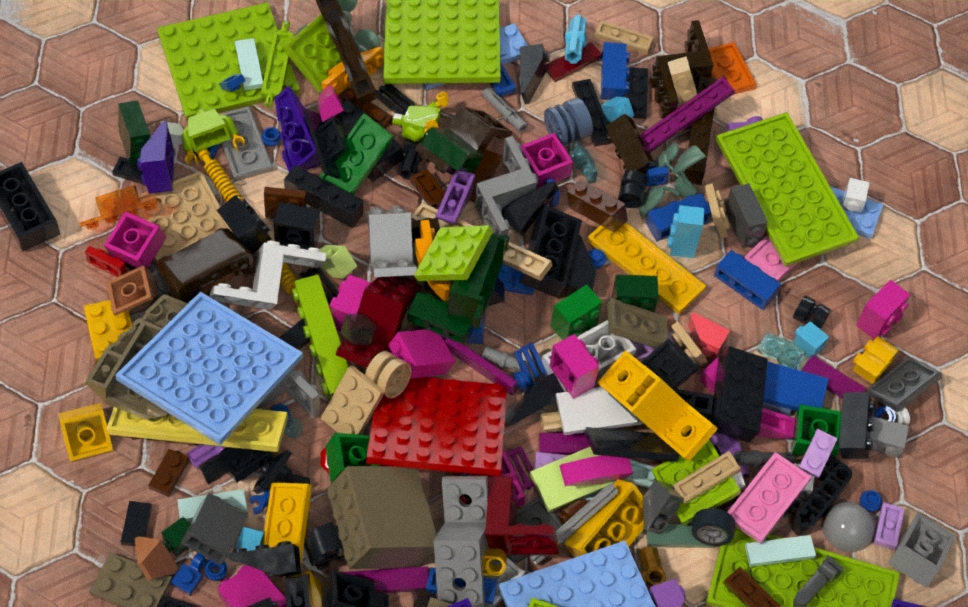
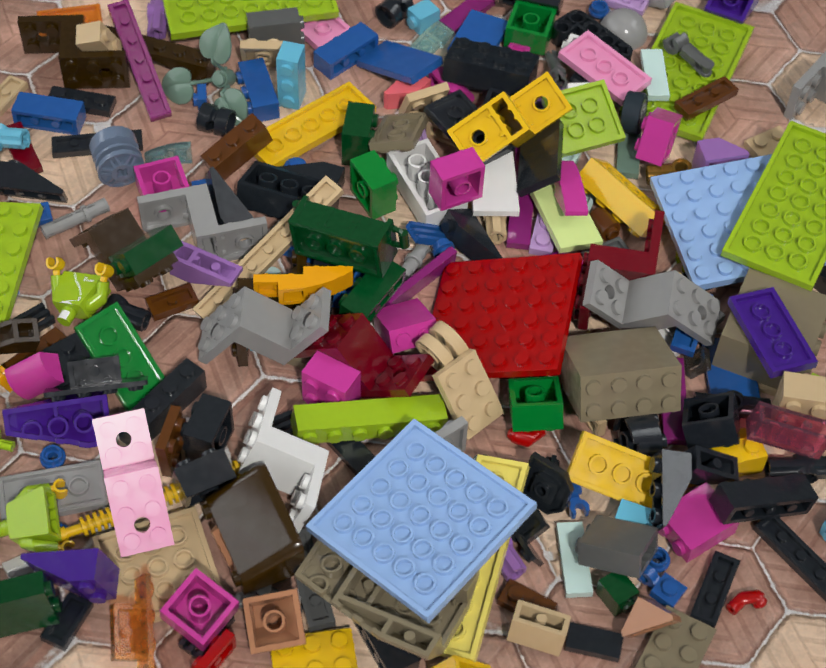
camera: 80 degrees left, 5 degrees down
(139, 475) = (538, 628): none -> tan brick
(233, 177) = (132, 482): none -> bright pink bracket
(338, 261) = (250, 399): yellowish green slope -> none
(358, 329) = (379, 369): clear smoke brick -> none
(453, 253) = (319, 243): lime plate -> none
(581, 517) = (617, 211): light grey axle -> none
(617, 107) = (108, 113): medium azure brick -> none
(630, 145) = (162, 110): dark brown brick -> none
(659, 506) = (608, 146): dark grey slope -> none
(685, 549) = (658, 136): none -> dark pink brick
(707, 477) = (586, 103): tan tile -> none
(735, 320) = (399, 62): none -> blue tile
(817, 453) = (561, 23): lavender plate -> none

